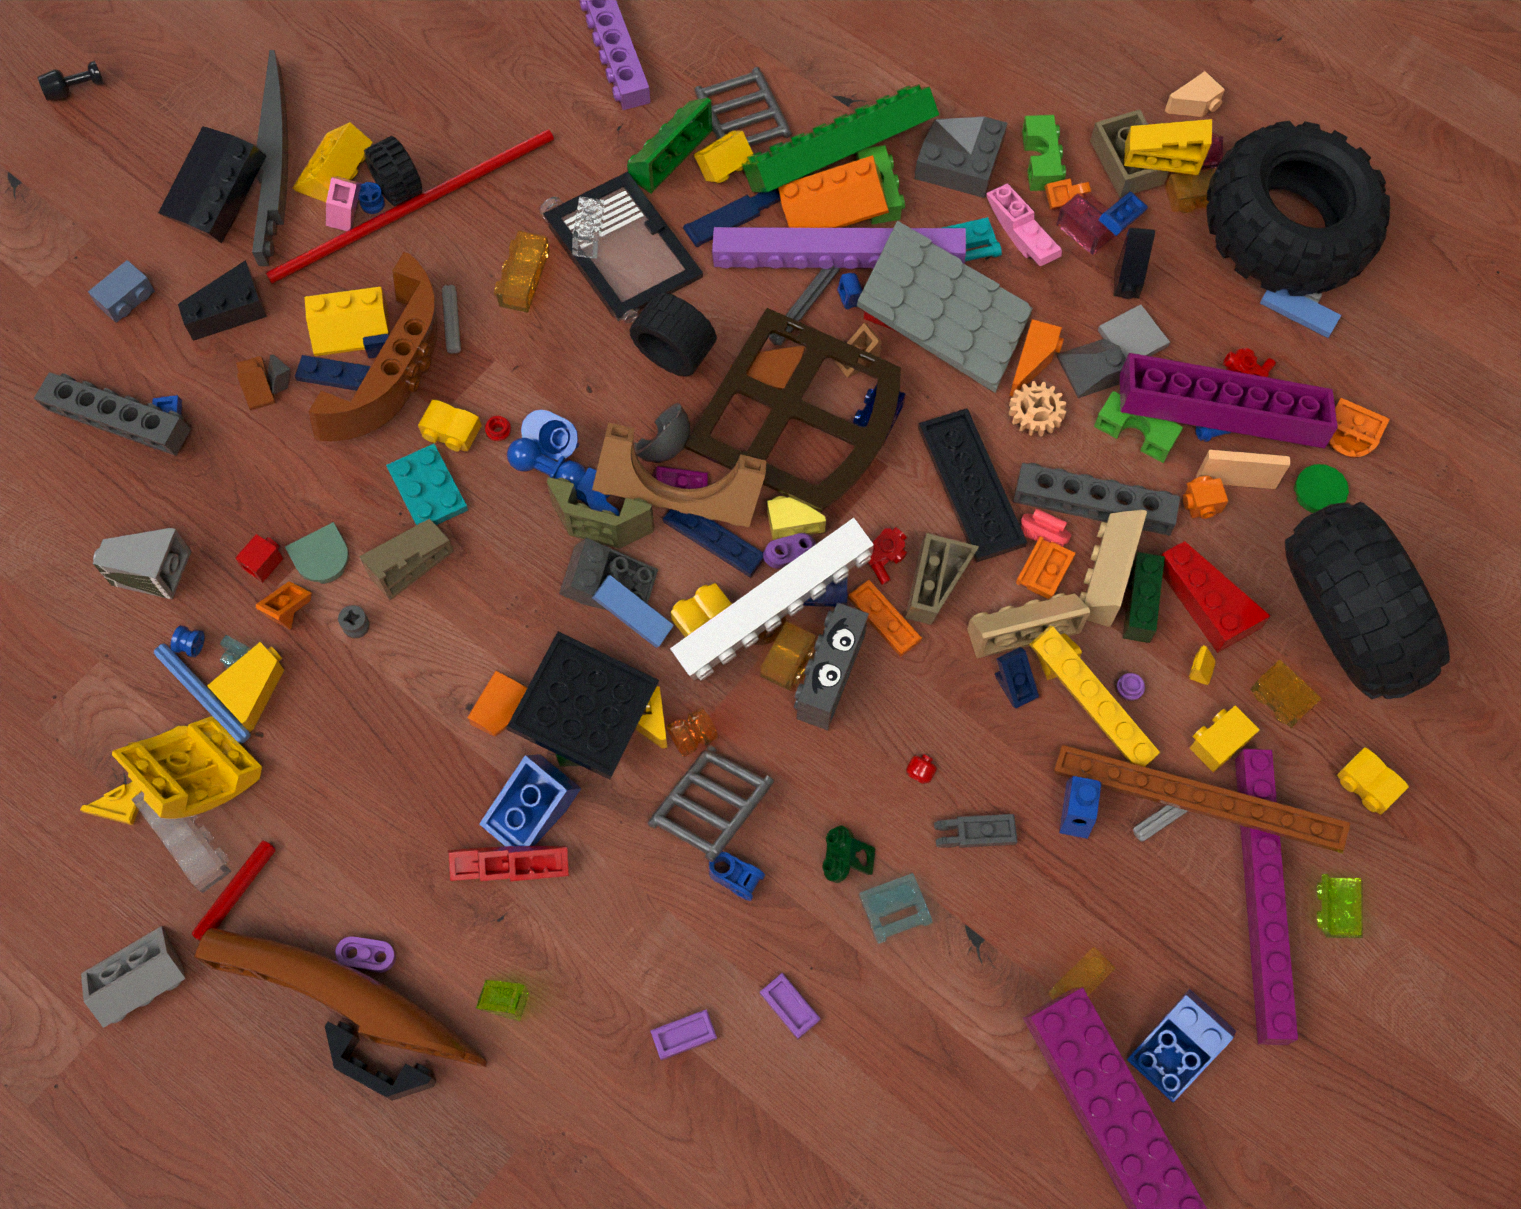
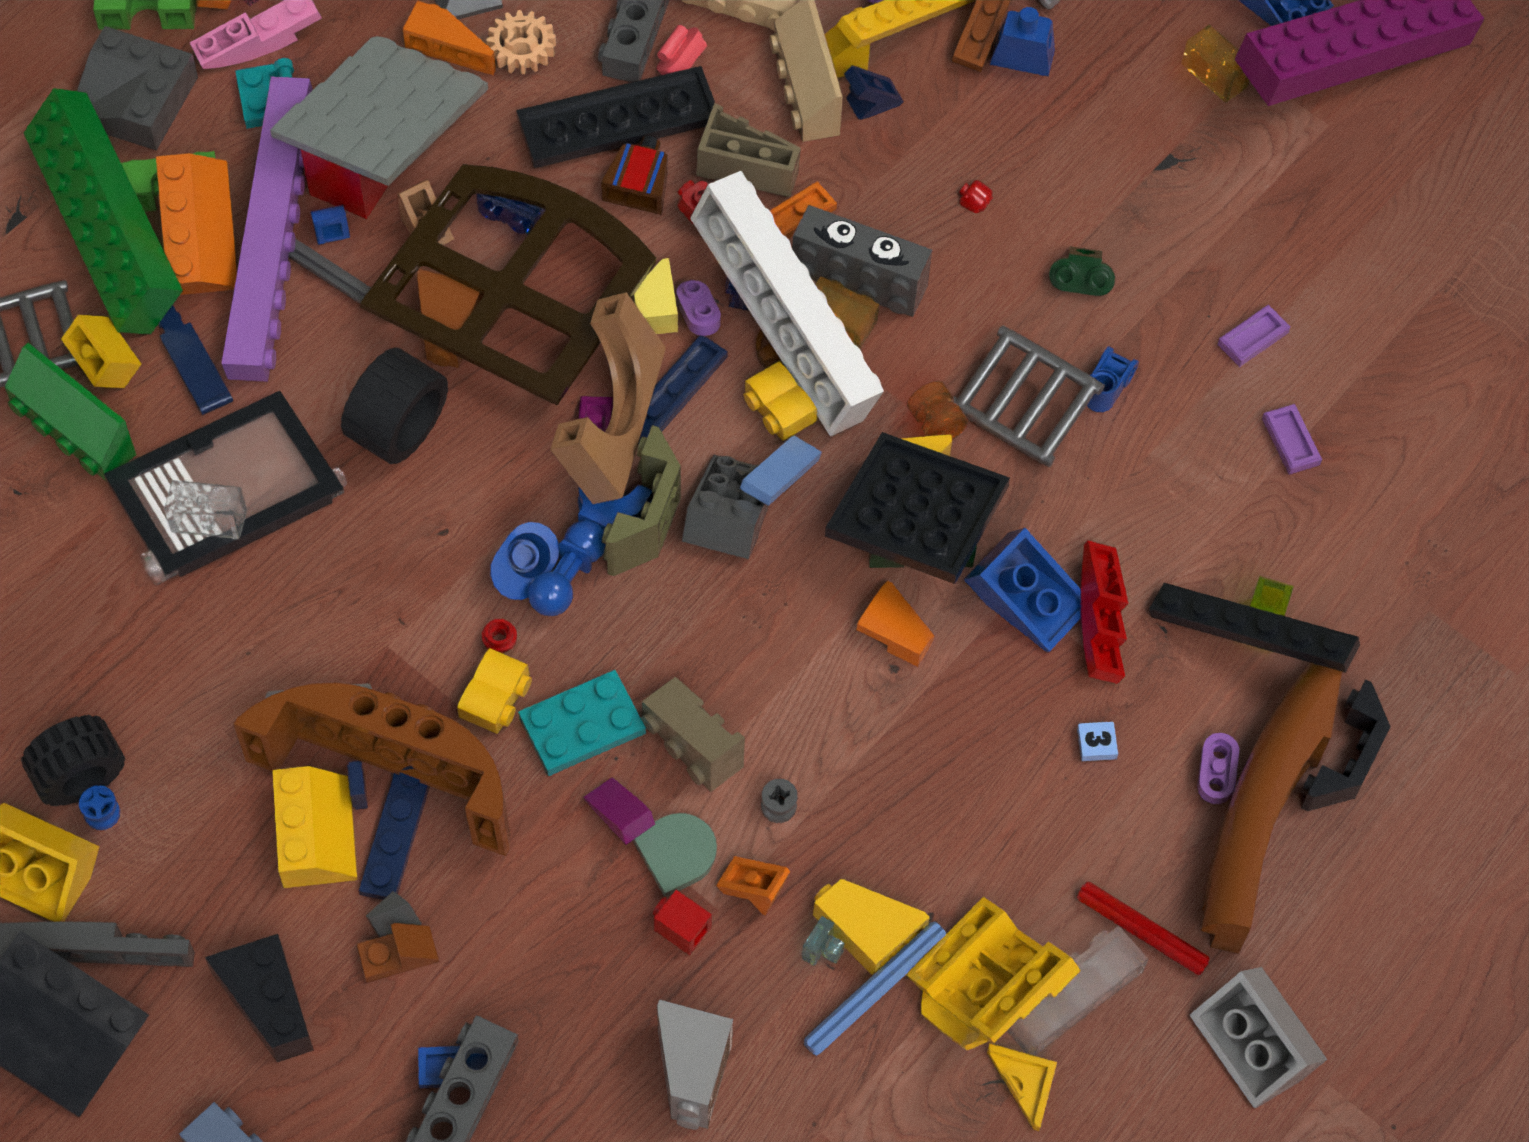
camera: 90 degrees left, 5 degrees down
(187, 641) = (803, 1006): blue wheel -> none
(342, 203) = (116, 829): bright pink slope -> none
(350, 512) = (620, 810): none -> magenta slope
(396, 859) = (1097, 741): none -> light blue tile
(409, 206) = (128, 775): red piece -> none
(476, 983) = (1255, 627): none -> black plate
(522, 271) = (254, 604): clear yellow brick -> none
(670, 439) = (529, 423): dark grey cylinder -> none
(892, 898) = (1133, 231): clear light blue plate -> none
(912, 501) = (637, 177): none -> reddish brown torso
(978, 831) = (1052, 143): dark grey hinge -> none
(1045, 568) = (732, 54): orange plate -> none

